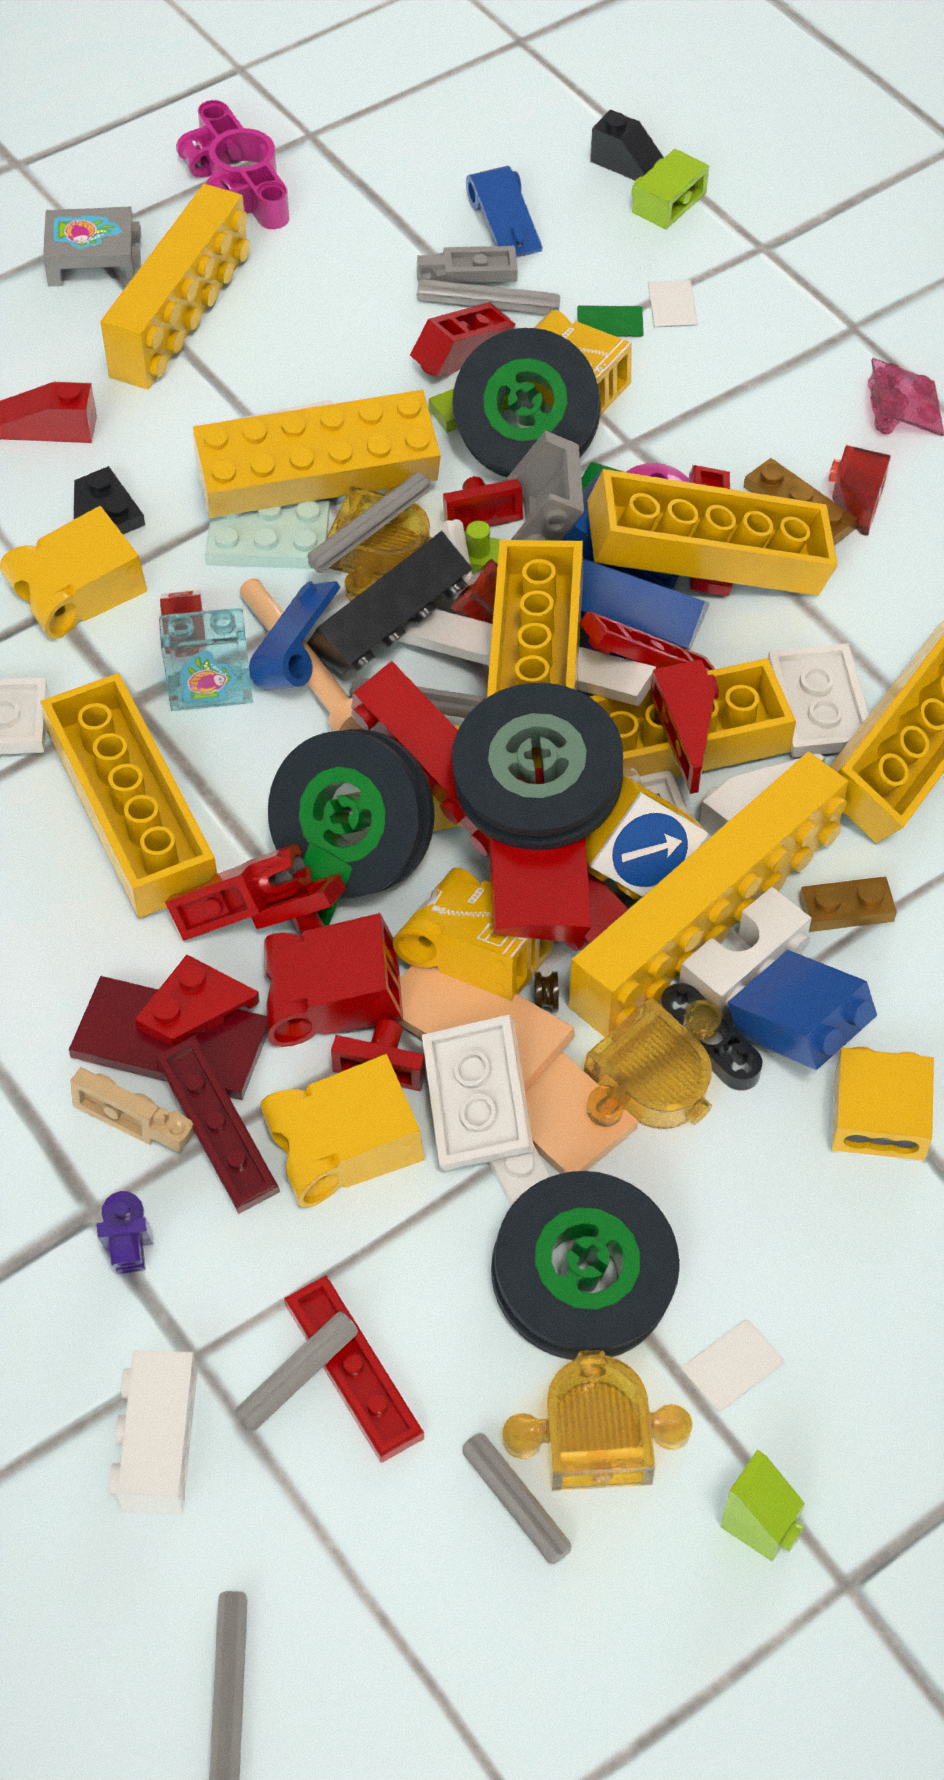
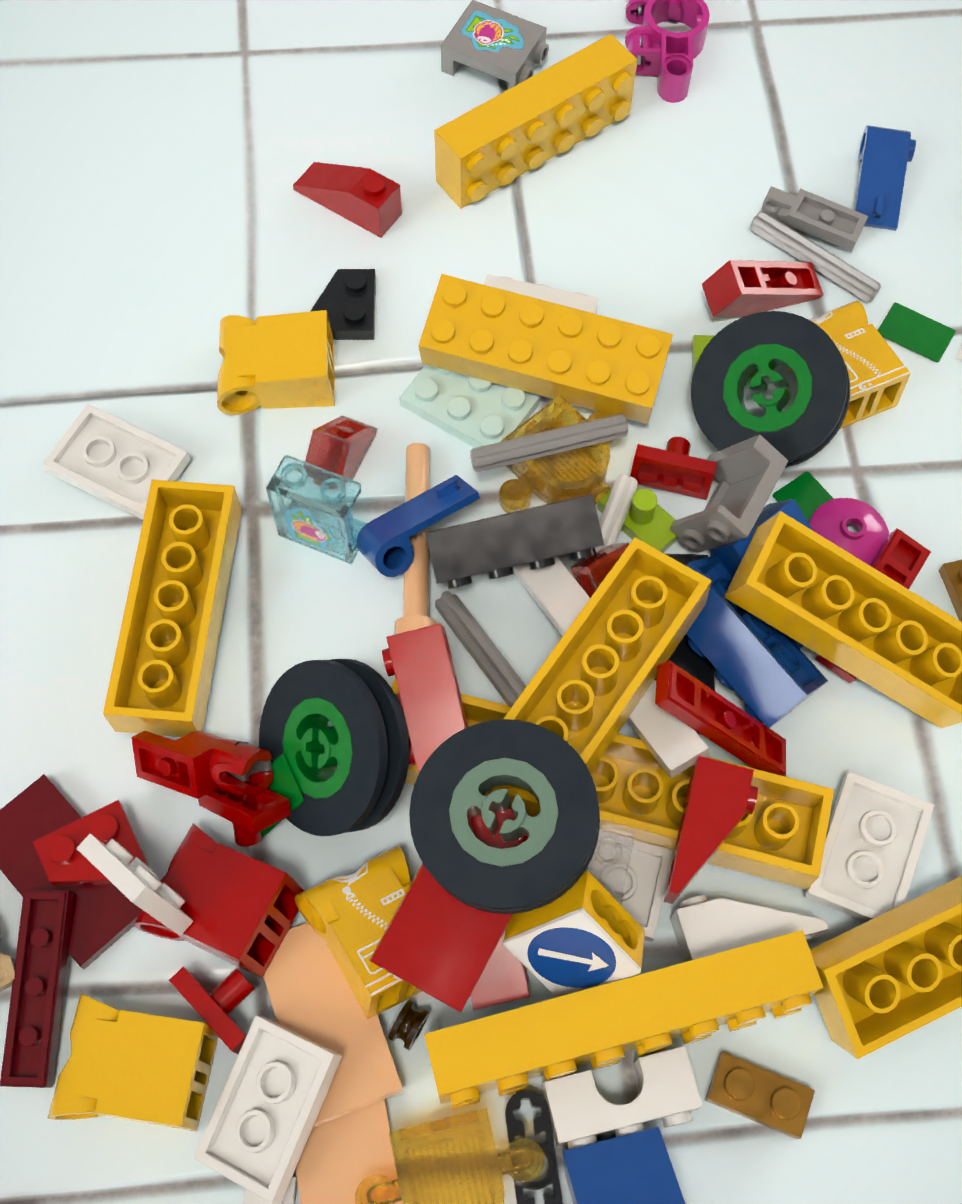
camera: 30 degrees right, 10 degrees up
(263, 976) = (137, 882): none -> white plate

